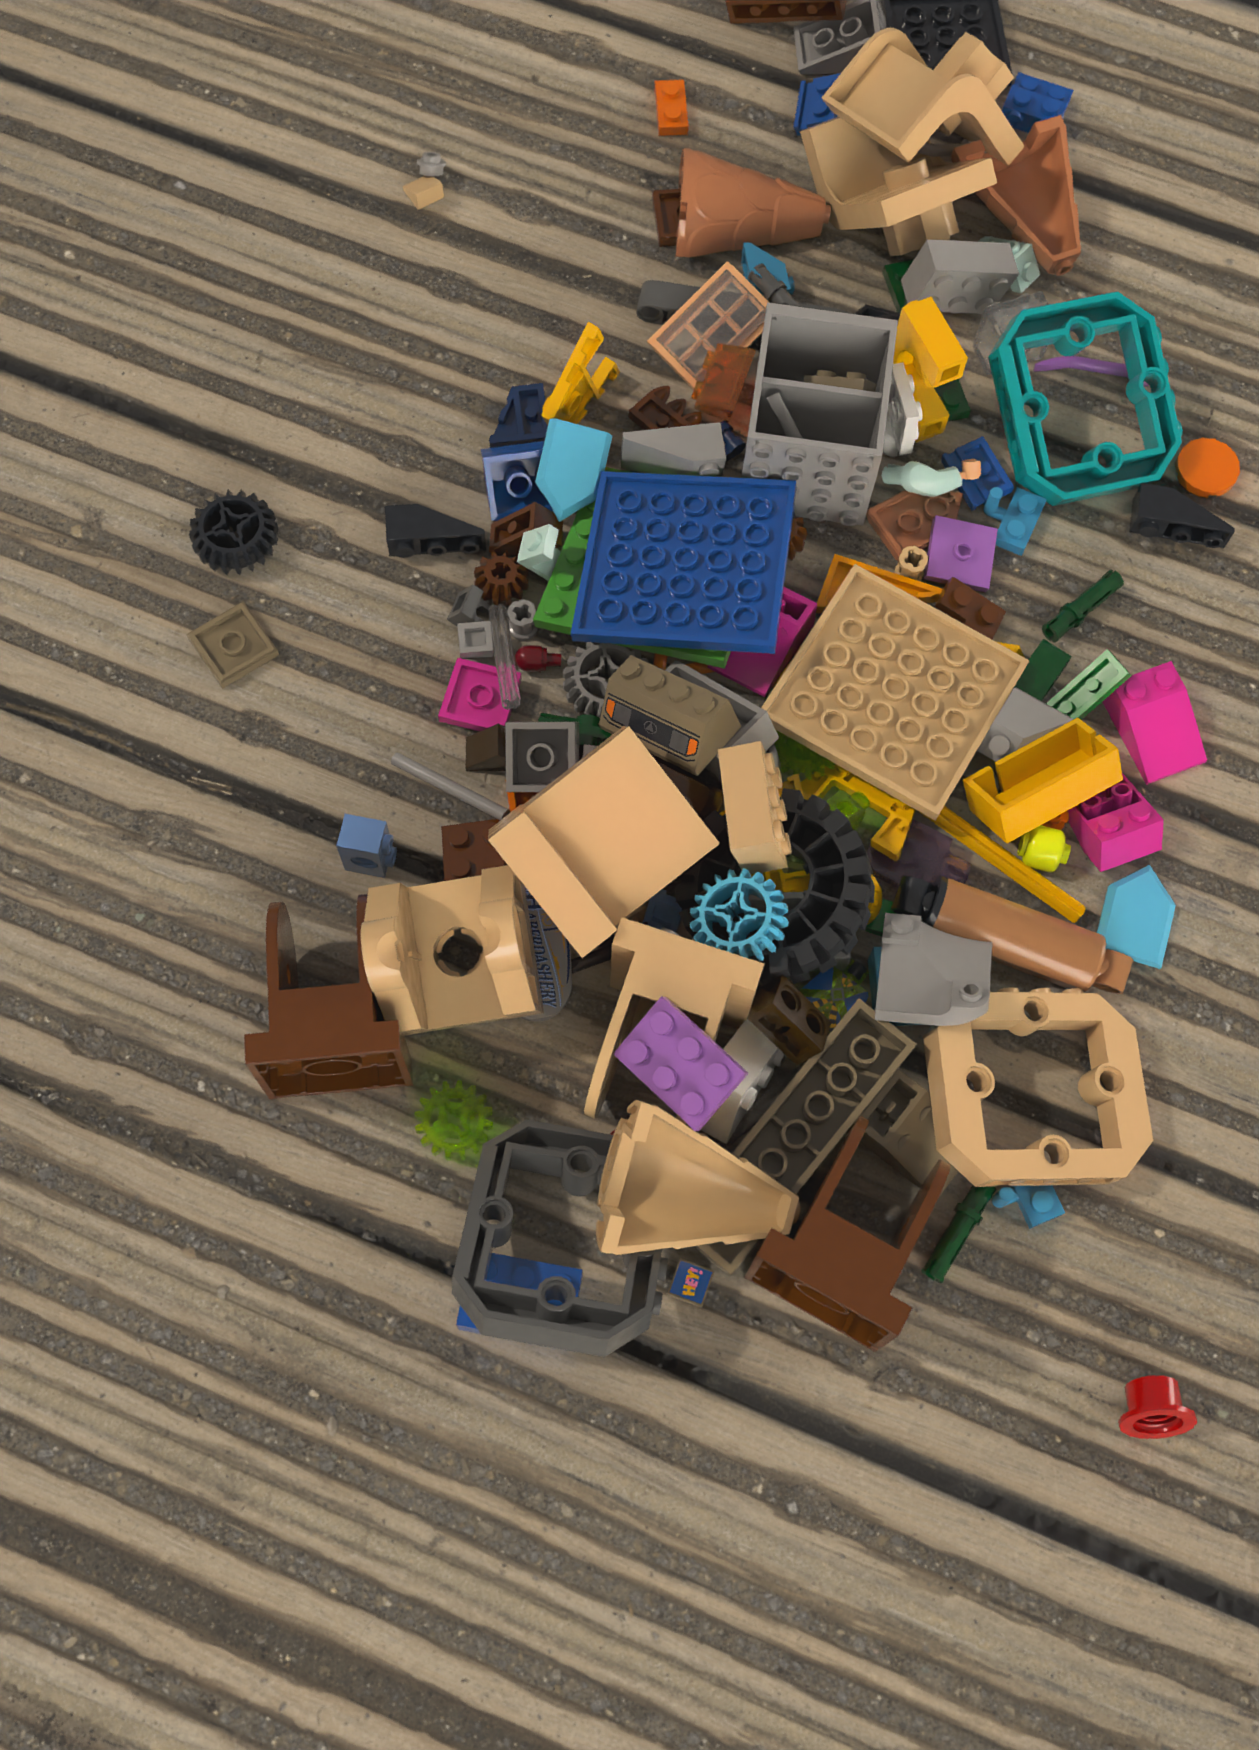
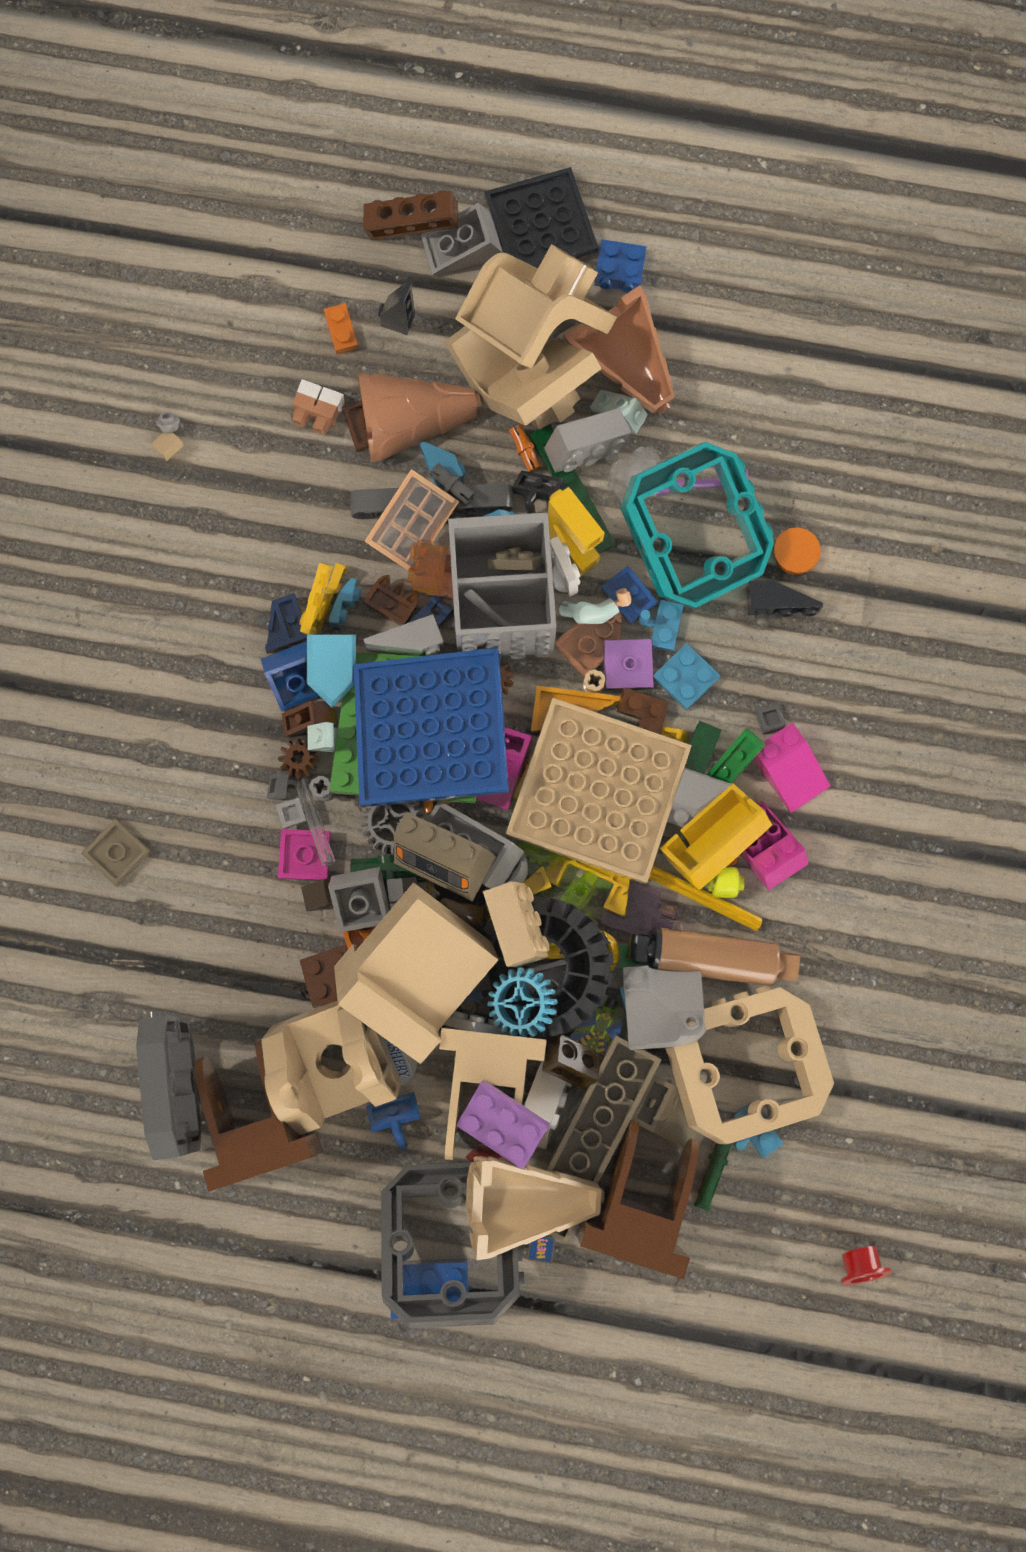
camera: 10 degrees left, 10 degrees up
(219, 545) = (102, 759): black gear -> none
(225, 921) = (168, 1085): none -> dark grey panel
(366, 846) = (250, 991): medium blue brick -> none
(420, 530) = (232, 733): black slope -> none
(449, 786) = (298, 930): light grey bar -> none
(465, 1111) = (347, 1165): clear neon green gear -> none
(522, 1052) = (393, 1115): none -> blue plate
(535, 659) = (337, 815): dark red cylinder -> none
(606, 405) = (346, 598): none -> dark azure slope
(622, 182) = (316, 405): none -> nougat hips
(748, 97) = (398, 310): none -> black slope
(810, 106) = (450, 299): blue plate -> none
(875, 279) = (525, 448): none -> orange pin
(1034, 587) = (686, 676): none -> dark azure plate
(1073, 613) = (717, 693): dark green pin -> none
(1138, 657) = (770, 718): none -> dark grey tile
(1138, 917) = (799, 917): medium azure tile -> none

